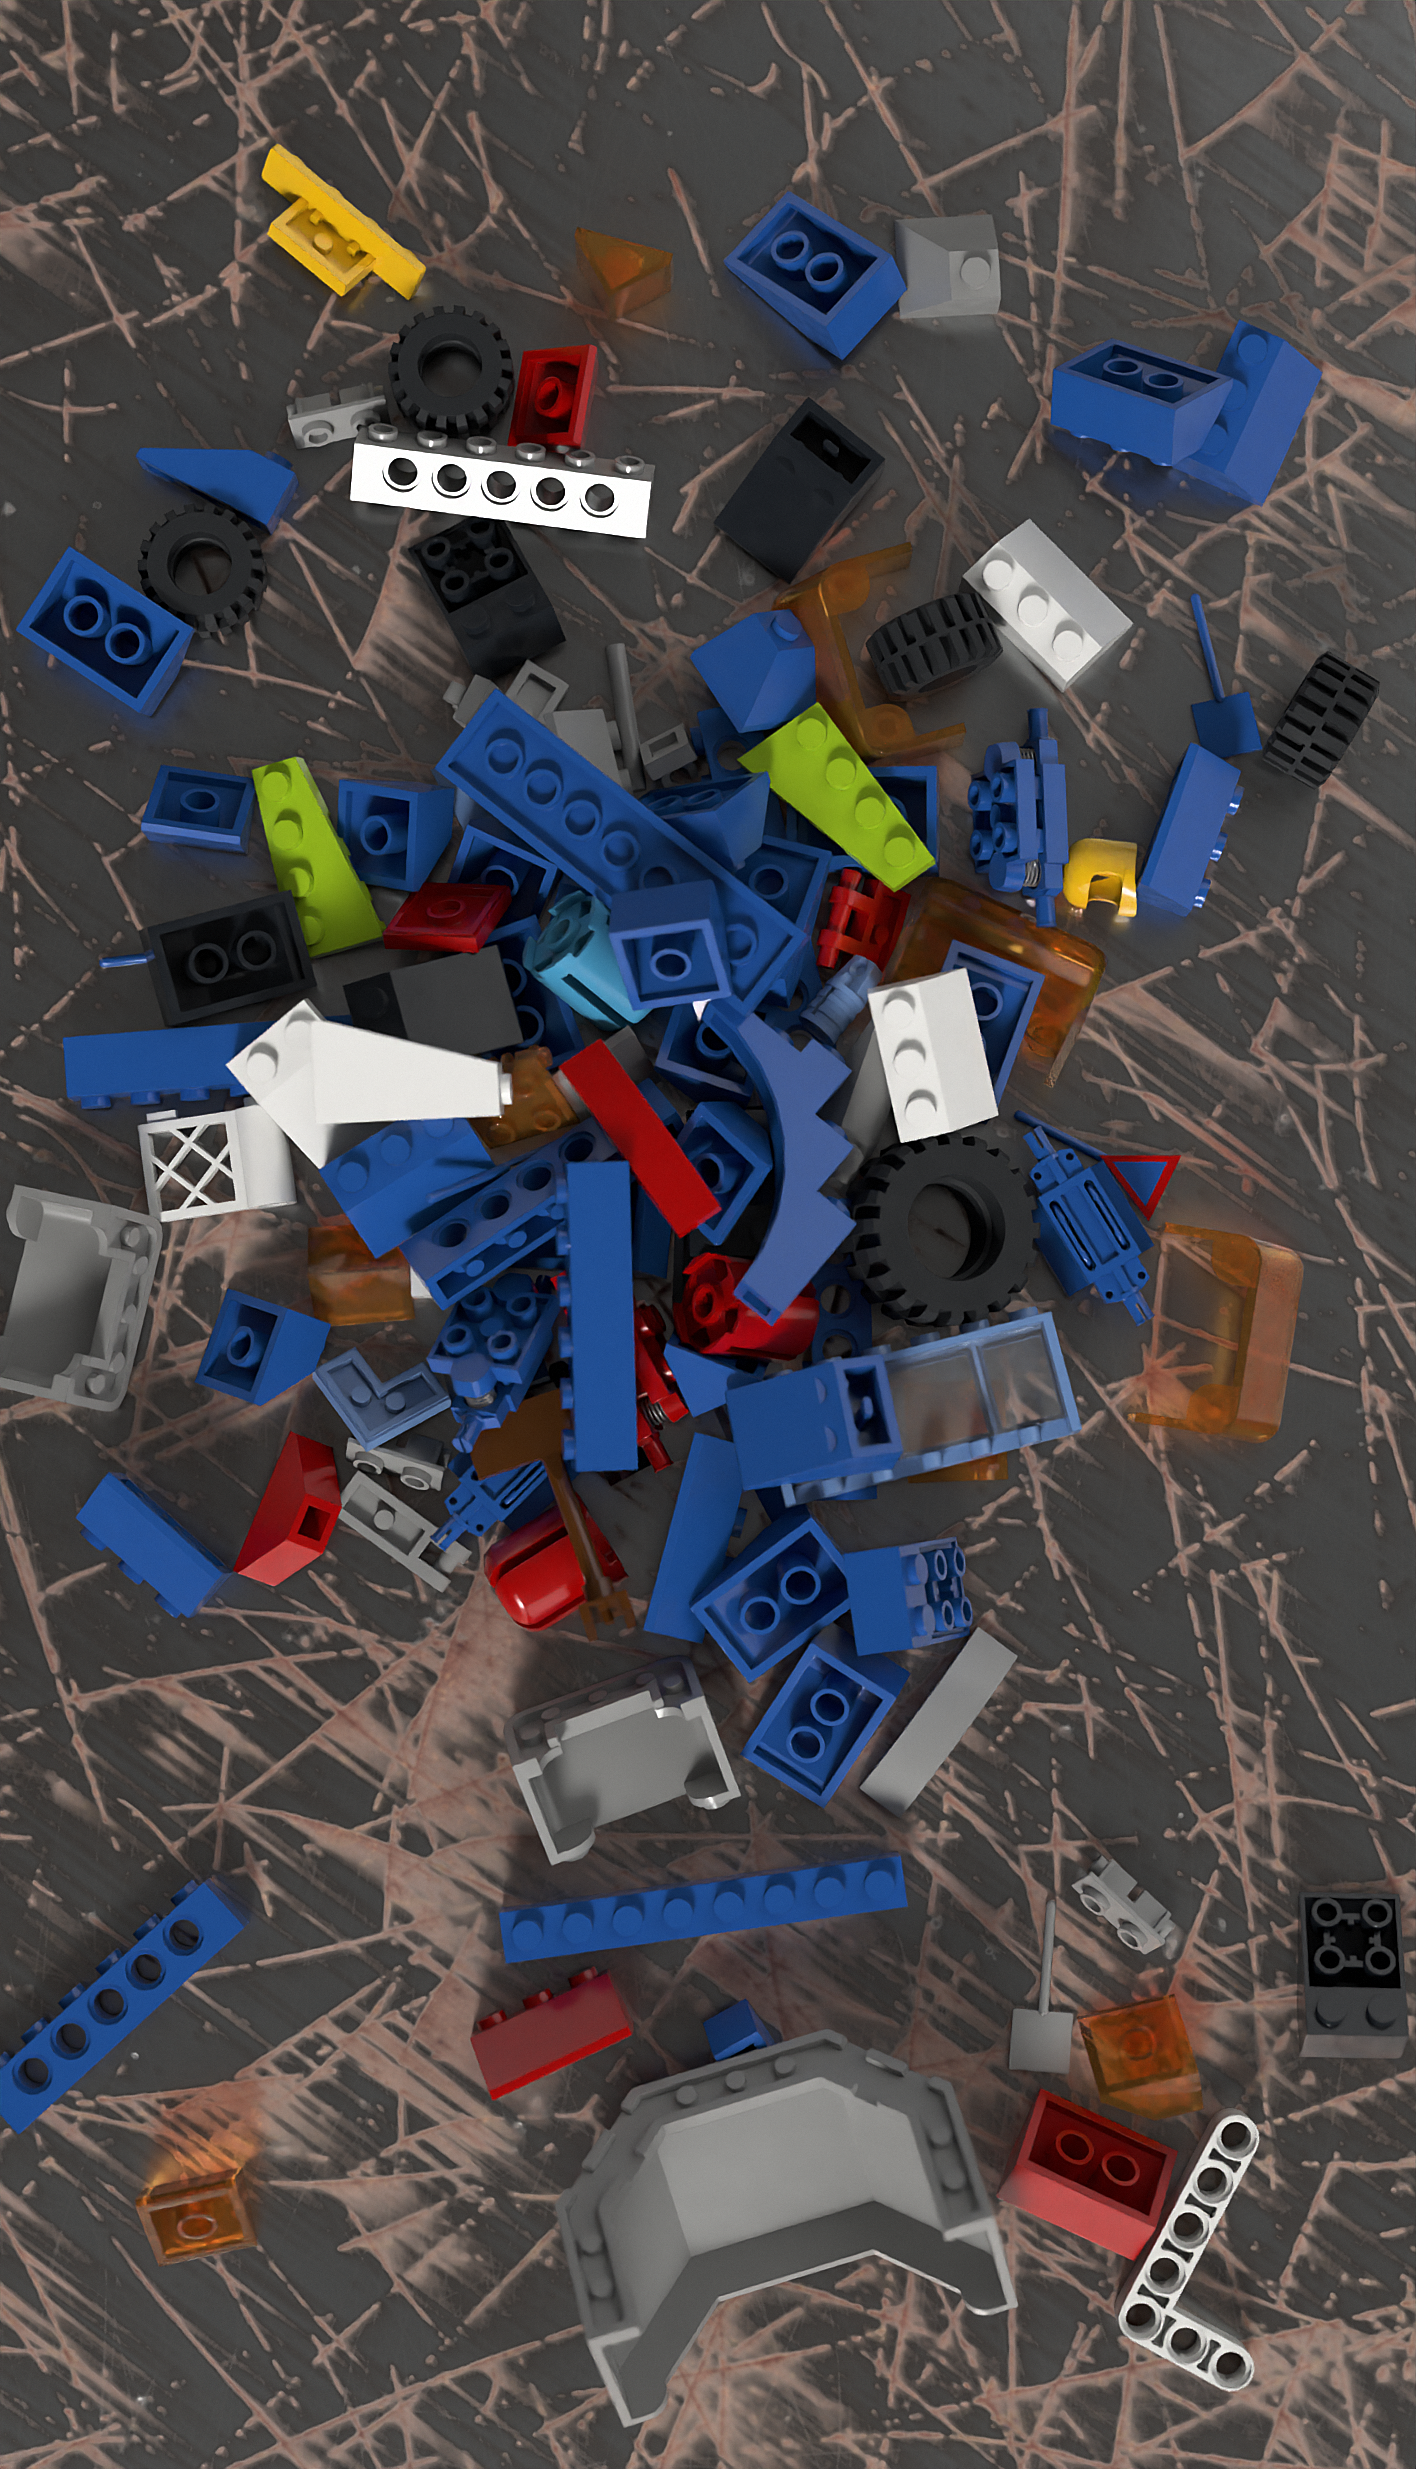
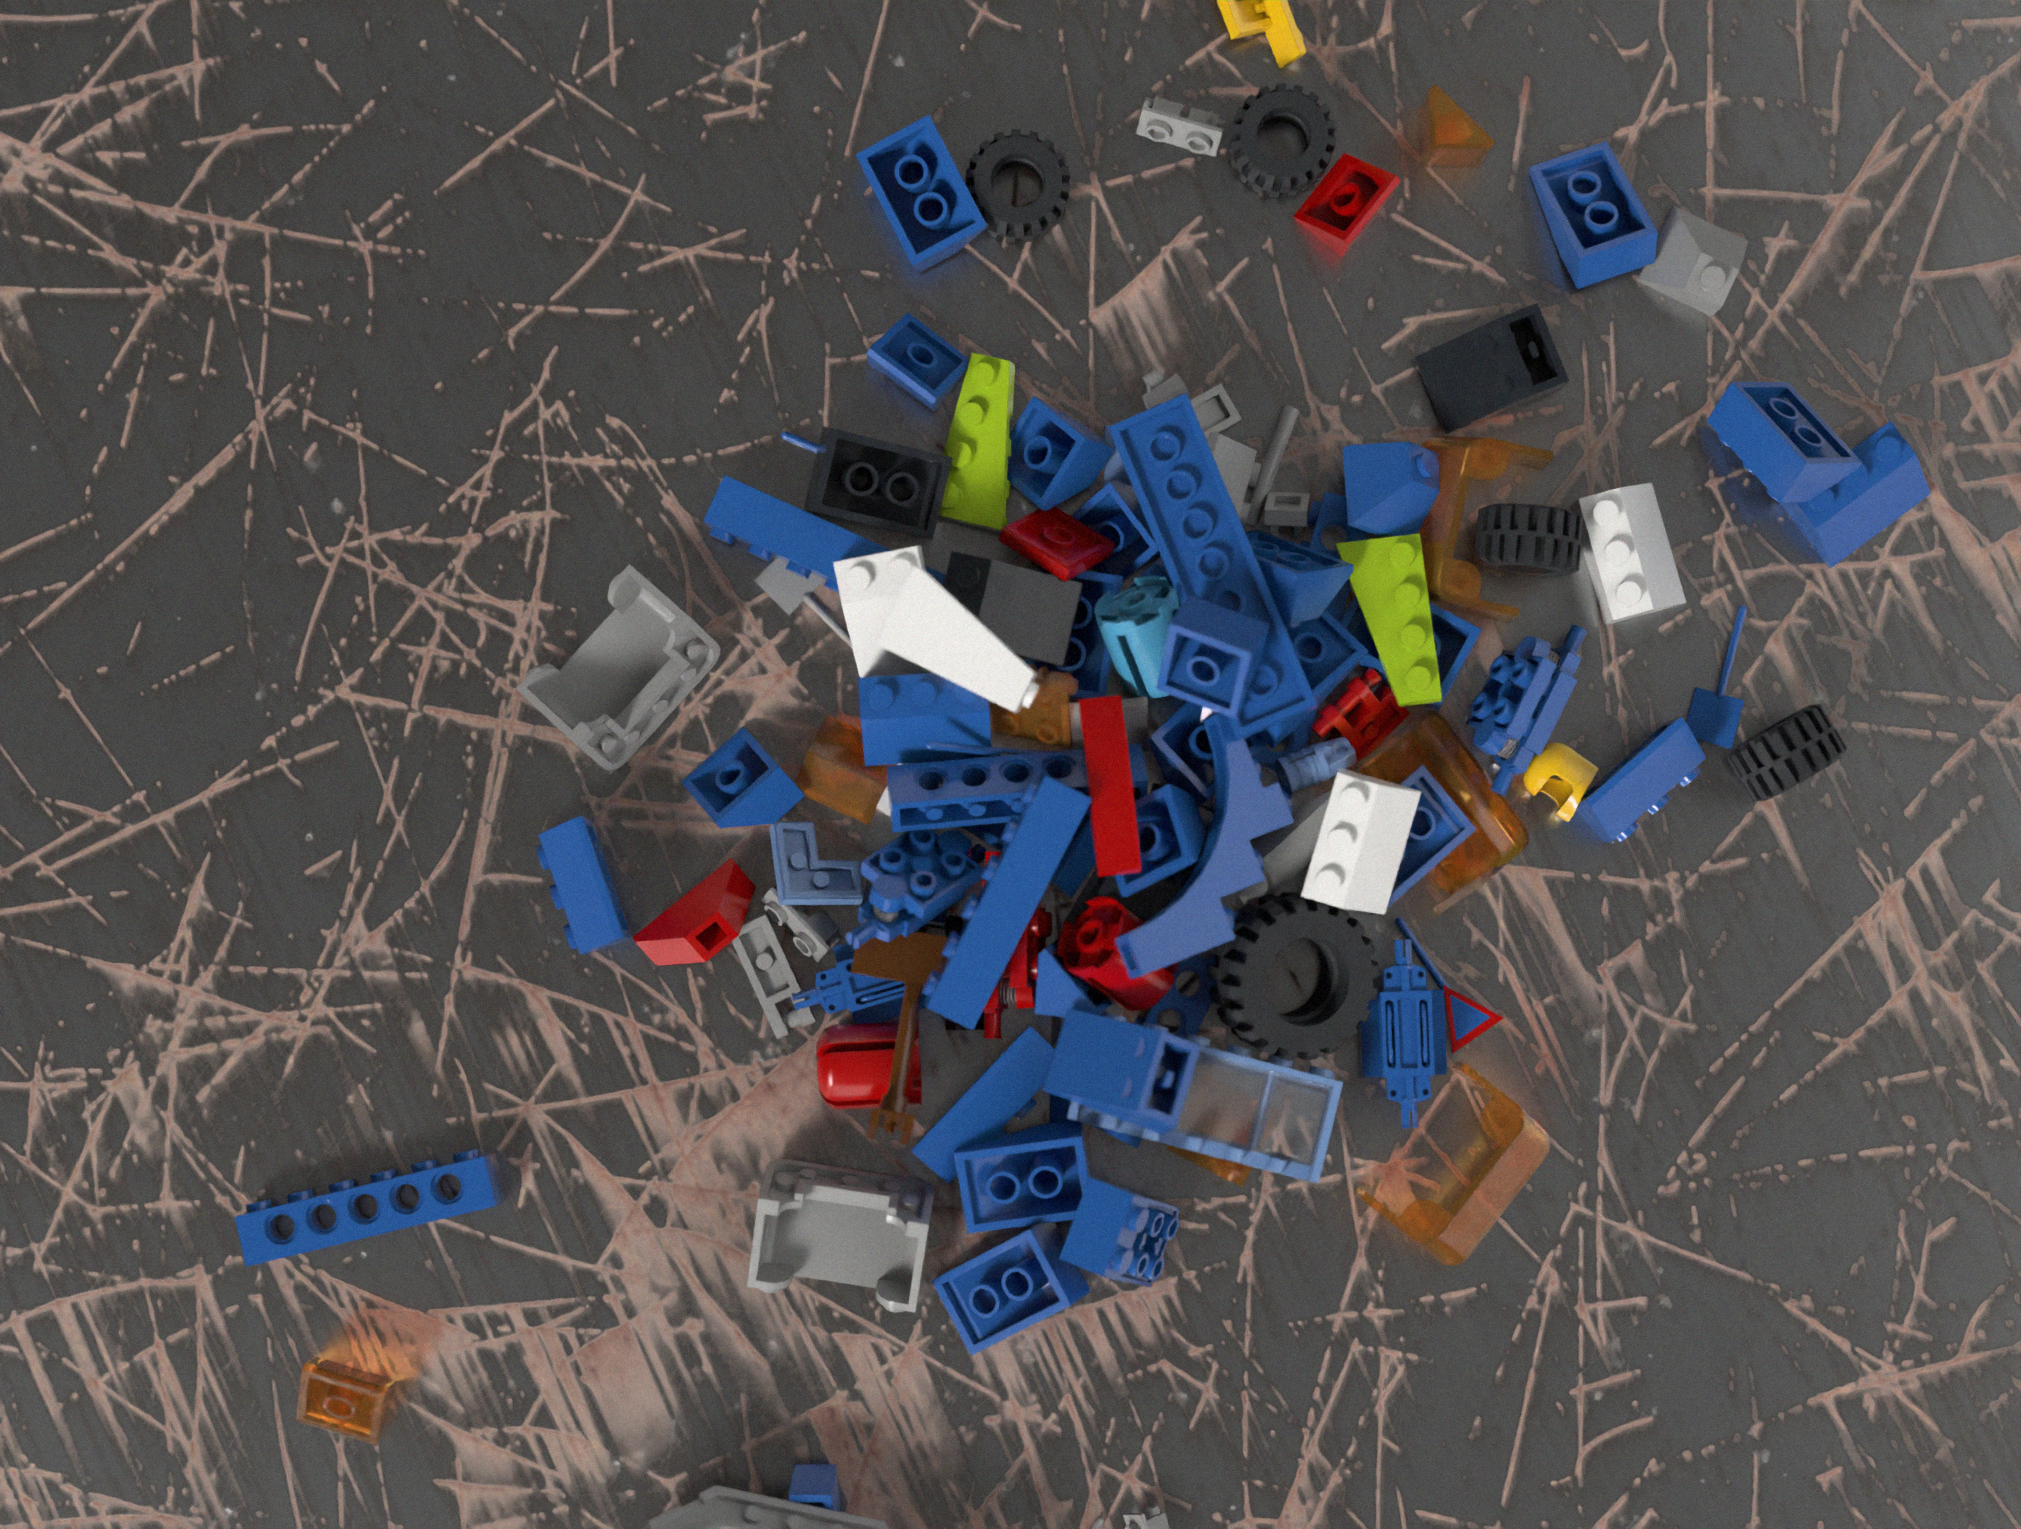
camera: 25 degrees right, 0 degrees up
(235, 480) = (1078, 132): blue slope -> none
(257, 1156) = (820, 637): white piece -> none
(479, 495) = (1252, 241): brick -> none
(487, 595) = (1218, 318): black slope -> none
(550, 2031) = (678, 1409): red slope -> none
(702, 1907) = (842, 1379): blue brick -> none
(939, 1722) = (1091, 1339): light grey slope -> none

